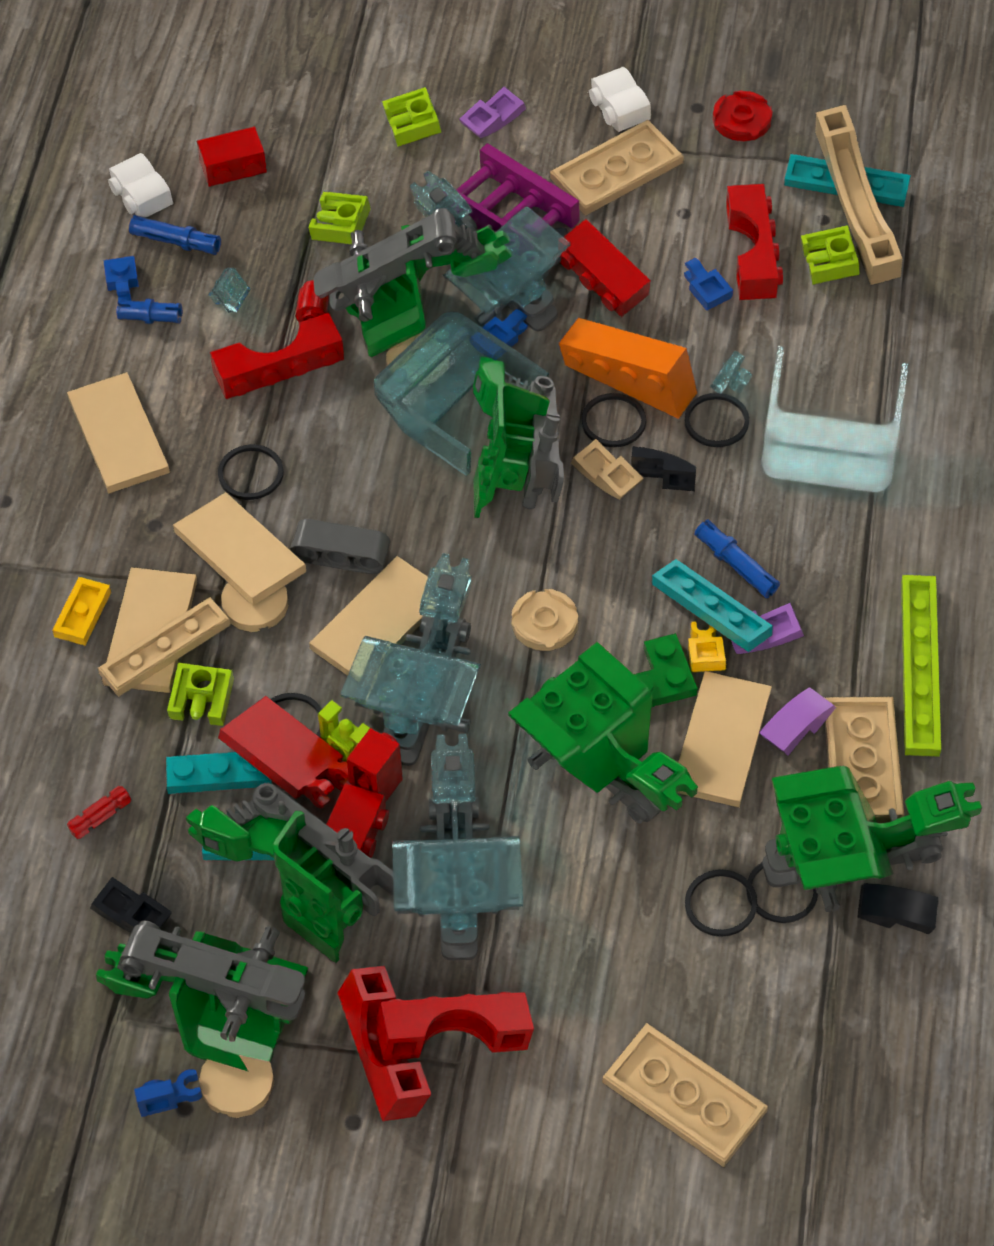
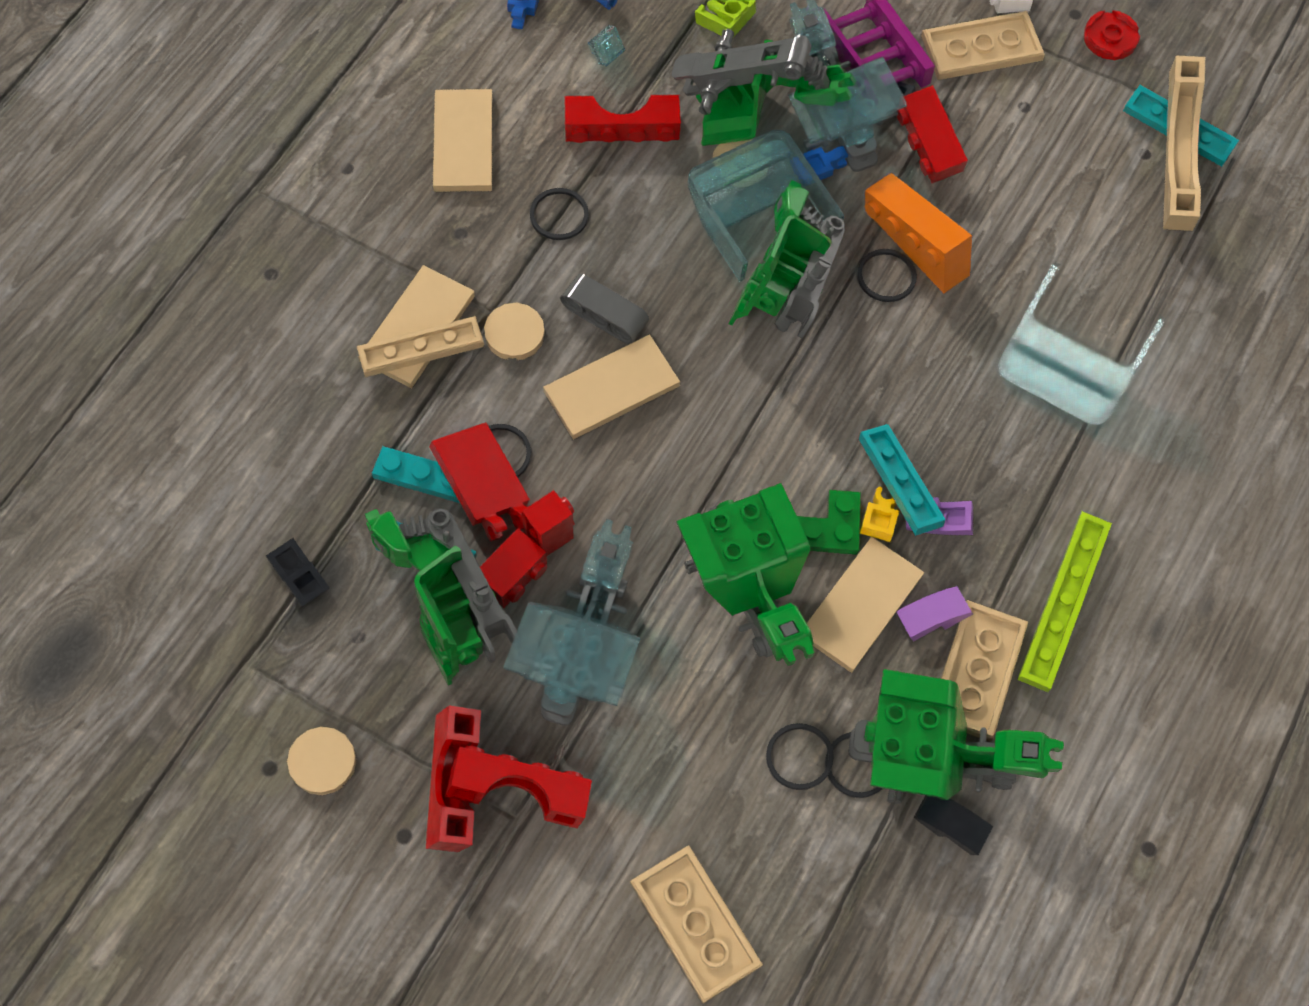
camera: 15 degrees right, 10 degrees up
(81, 611) = (366, 289): yellow plate -> none
(99, 812) = (307, 474): red axle -> none
(149, 311) = (532, 41): blue pin -> none
(162, 1096) = (252, 752): blue plate -> none
(217, 692) = (449, 402): lime brick -> none
(221, 993) = (341, 678): piece -> none
(239, 548) = (519, 281): tan tile -> none
(309, 304) = (666, 84): red brick -> none
(340, 735) = (534, 482): lime brick -> none
(420, 684) = (616, 464): clear light blue piece -> none
(544, 619) = (752, 437): tan tile -> none
(606, 471) = (860, 319): tan slope -> none
(675, 471) = (919, 342): black slope -> none
(706, 286) = (1017, 182): blue plate -> none
(720, 396) = (957, 322): black piece -> none
(726, 549) = (936, 431): blue pin -> none
(732, 375) = (1005, 270): clear light blue tile -> none
(757, 269) = (1079, 128): red arch -> none
(838, 252) = (1144, 201): lime brick -> none

